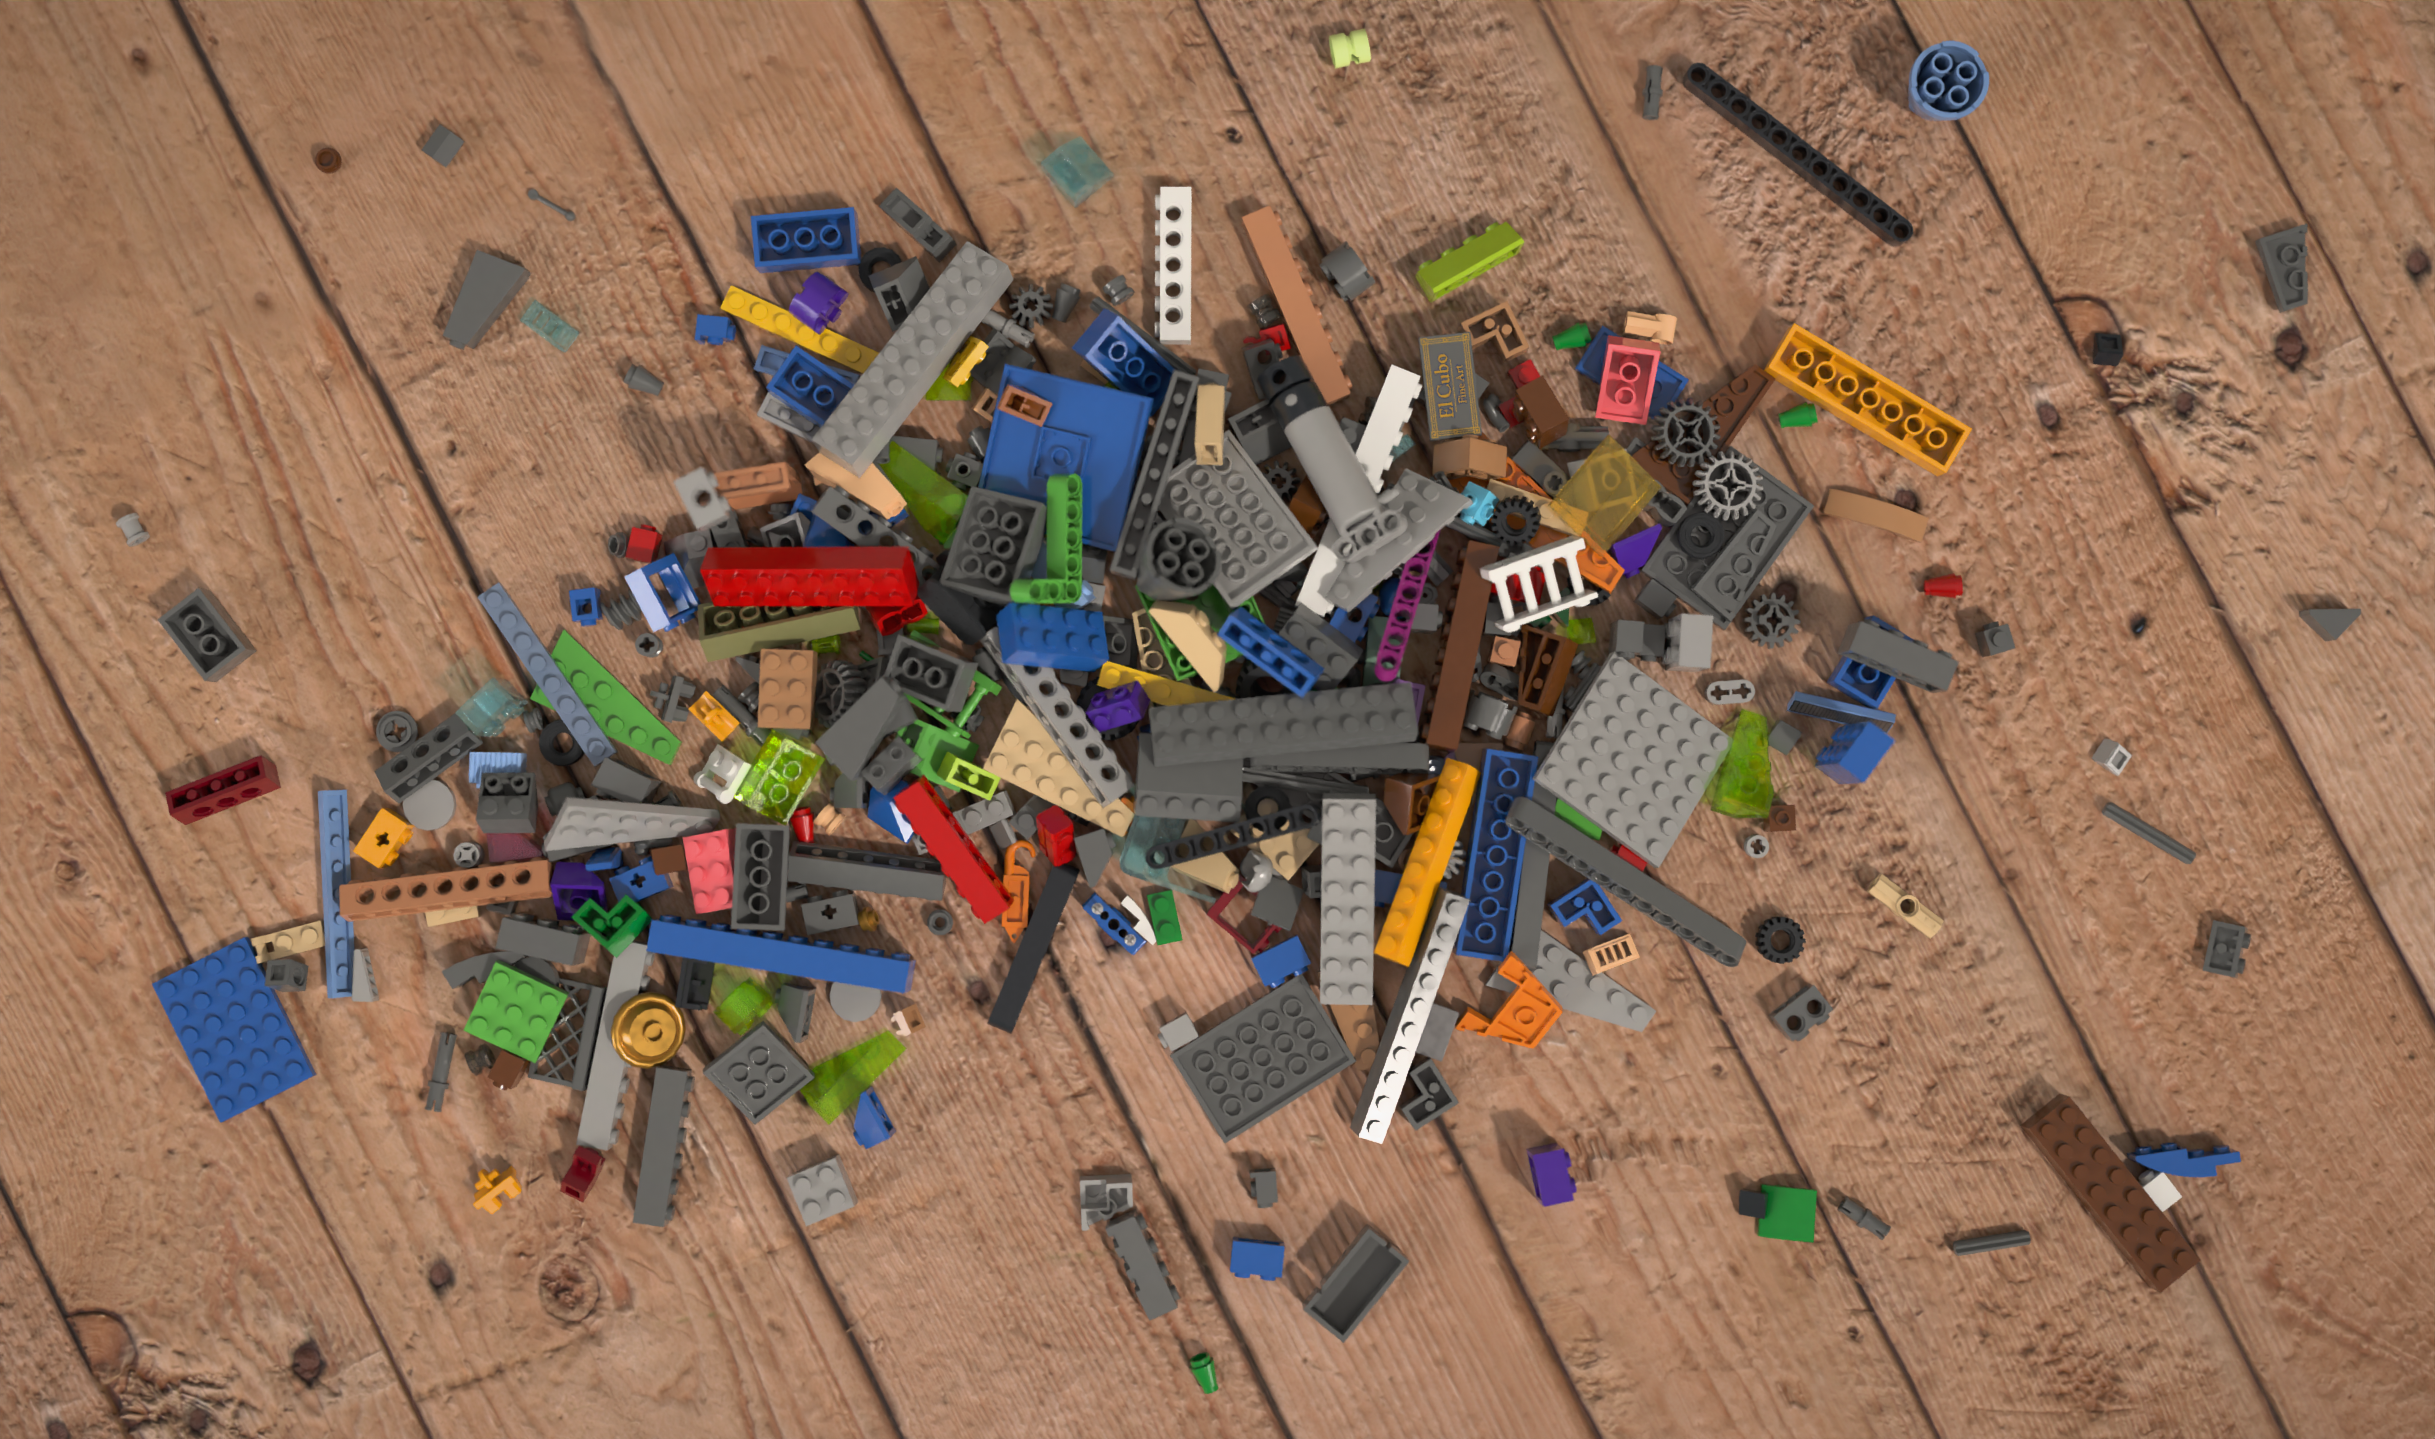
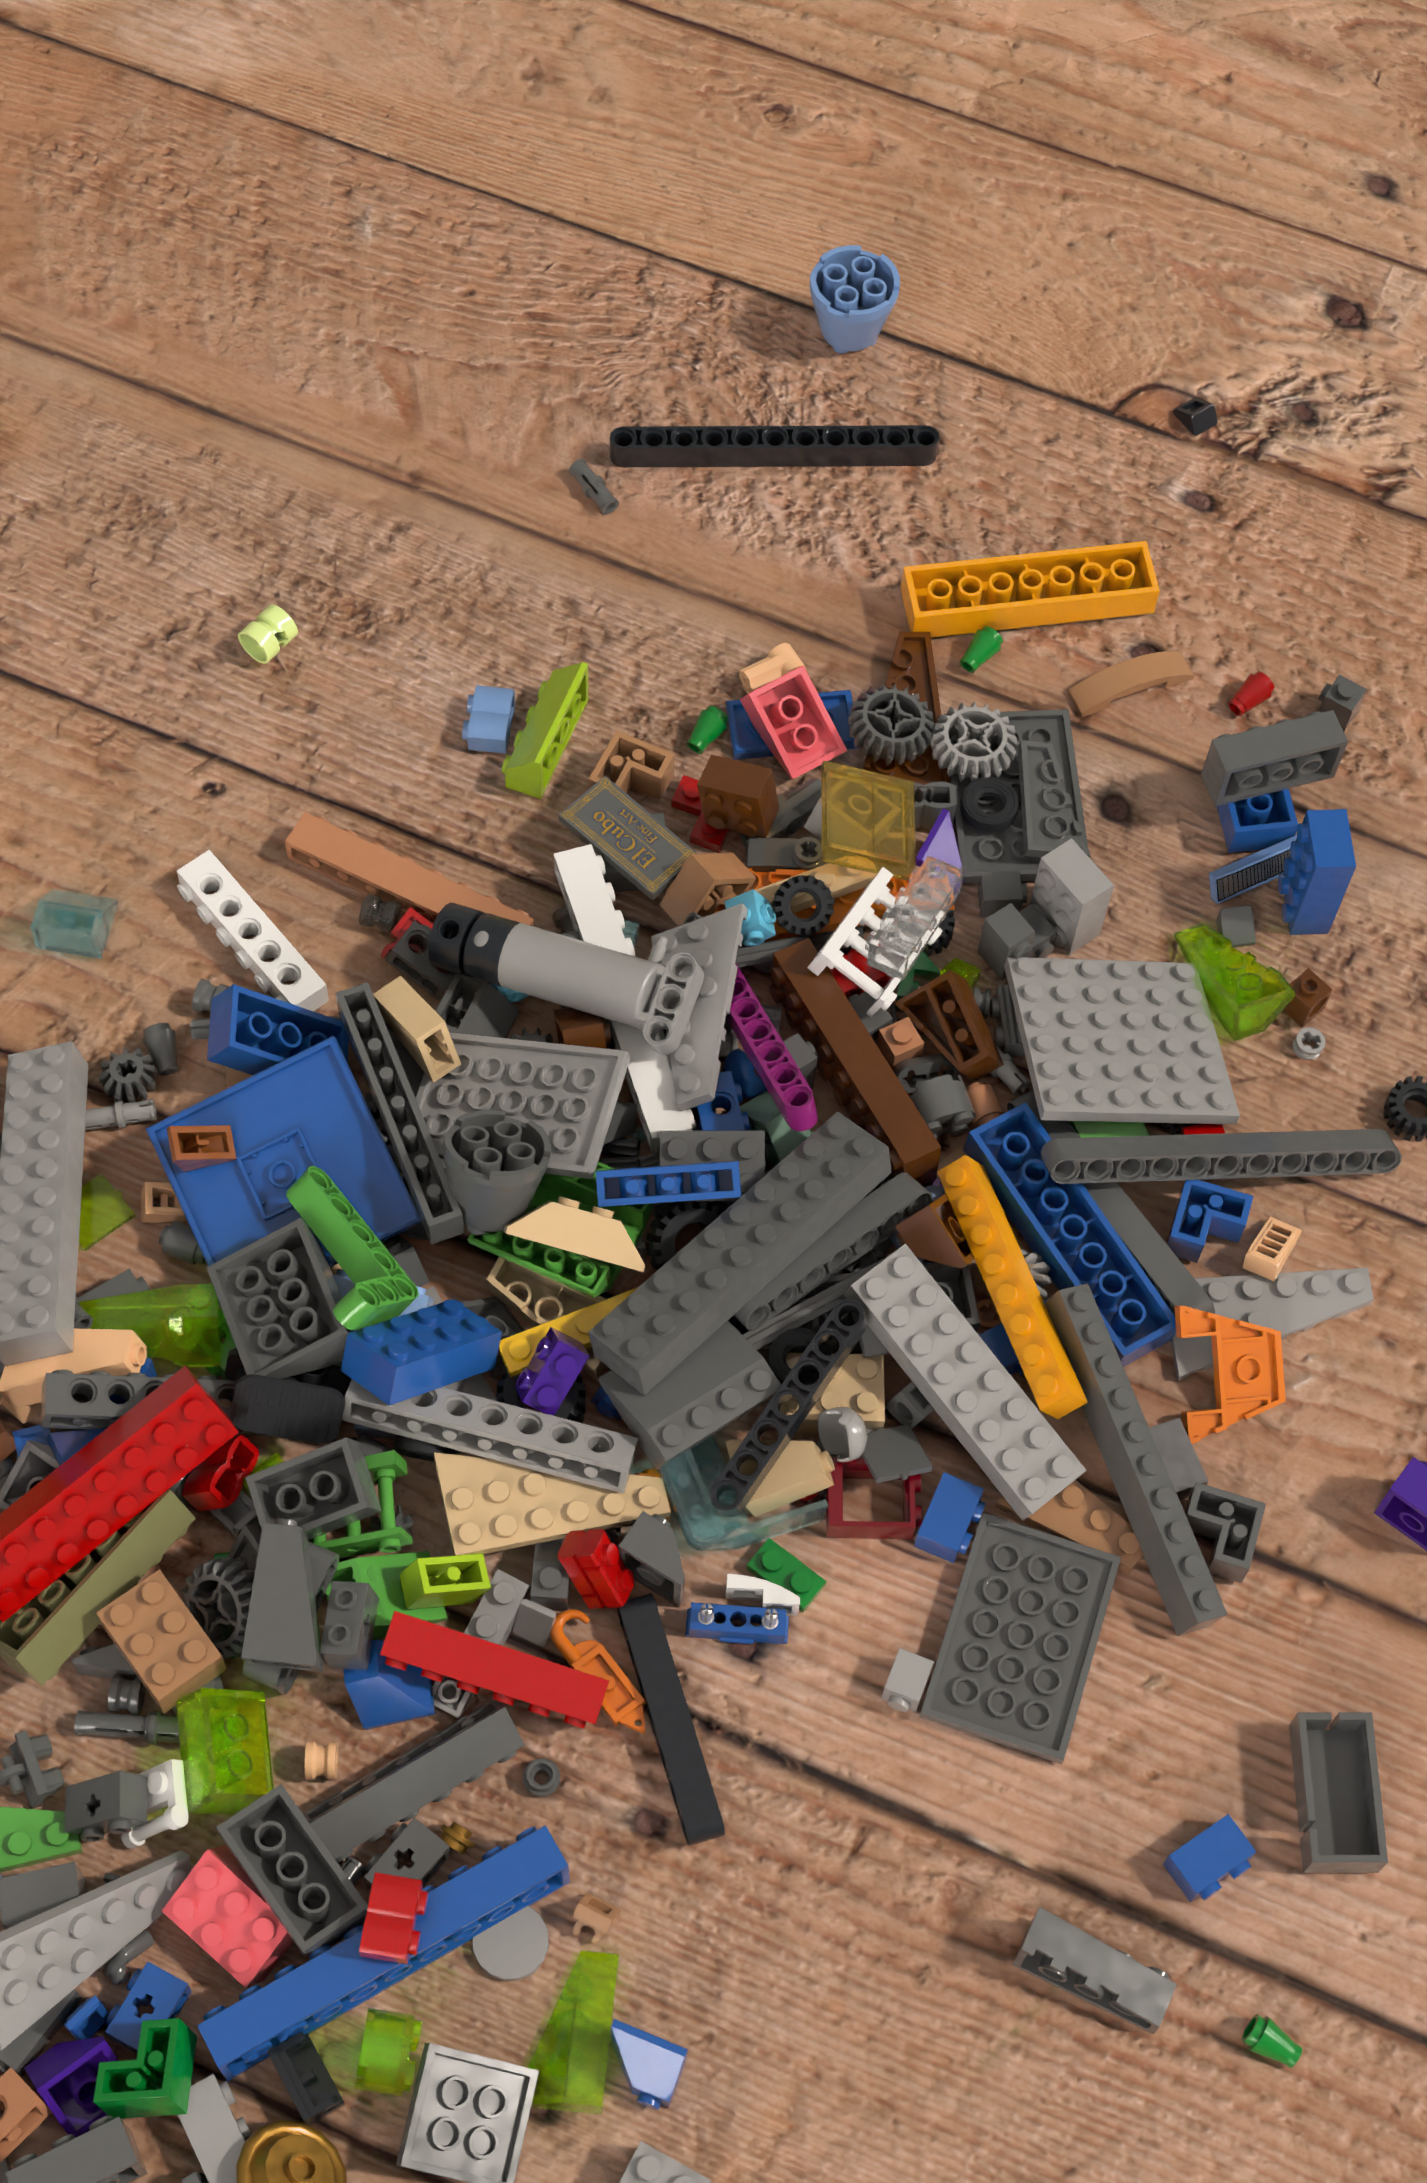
camera: 35 degrees left, 25 degrees down
(668, 859) = (163, 1952): reddish brown panel -> none
(695, 755) = (106, 1805): none -> dark grey brick
(714, 716) = (95, 1748): light orange hips -> none
(788, 949) = (392, 1917): none -> red brick
(796, 1009) = (451, 2004): dark grey slope -> none
(803, 824) = (297, 1788): red cone -> none
(835, 645) = (174, 1563): clear neon green bush -> none
(850, 793) = (322, 1706): dark grey slope -> none
(958, 464) = (185, 1270): dark grey brick -> none
(962, 363) = (99, 1154): yellow wing -> none
(999, 353) = (129, 1154): dark grey bracket -> none
(1103, 1197) = (985, 1937): light grey slope -> none
(1264, 1187) = (1147, 1772): dark grey brick -> none
(1347, 271) = (434, 817): dark grey brick -> none
(1441, 223) = (489, 719): none -> medium blue brick
(1493, 413) = (698, 846): dark grey arm -> none
(1572, 588) = (914, 917): none -> clear brick
(1729, 686) = (1143, 921): light grey beam -> none
(1771, 632) = (1126, 834): dark grey gear -> none
(2285, 267) = (1275, 253): dark grey wing -> none

